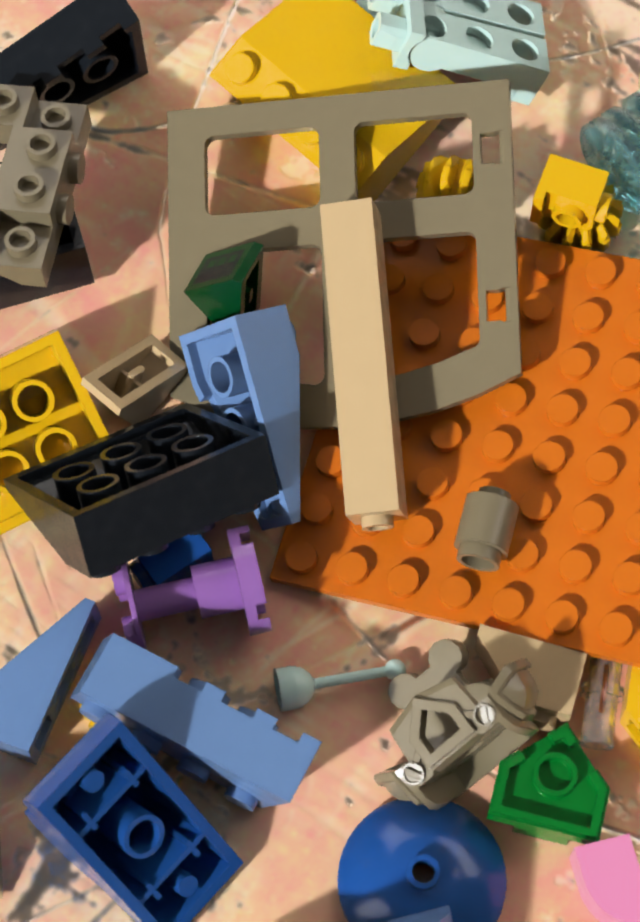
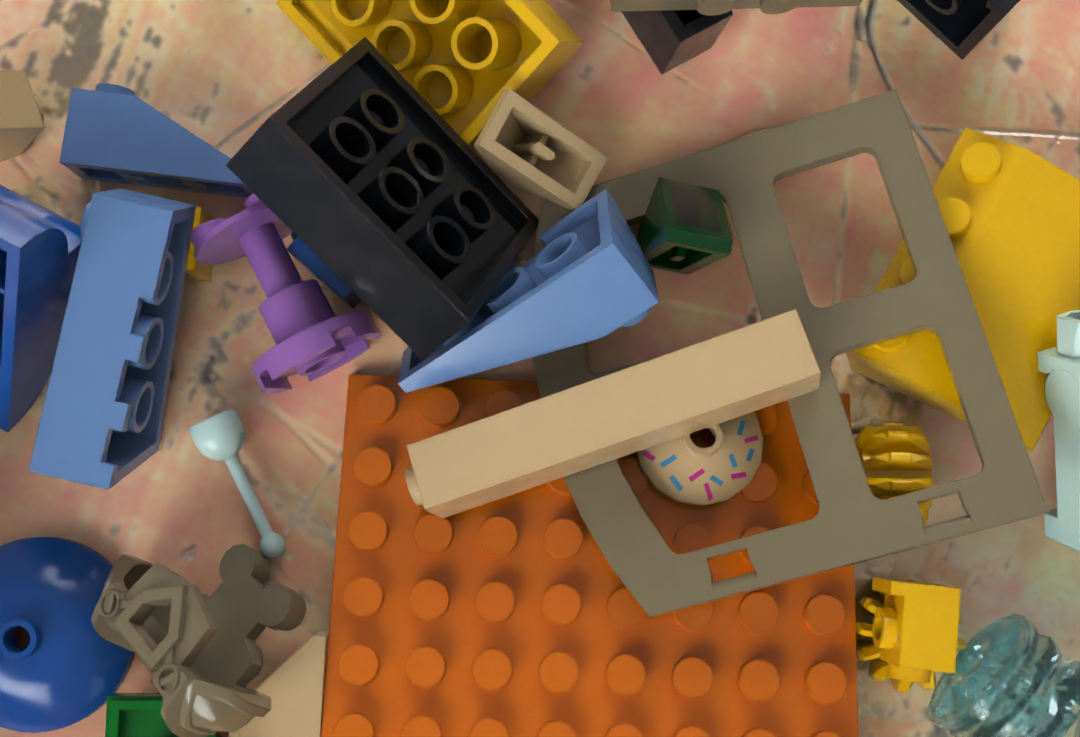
camera: 70 degrees right, 15 degrees up
(422, 322) = (706, 474): none -> tan dish
(486, 528) = (433, 619): dark tan brick -> none

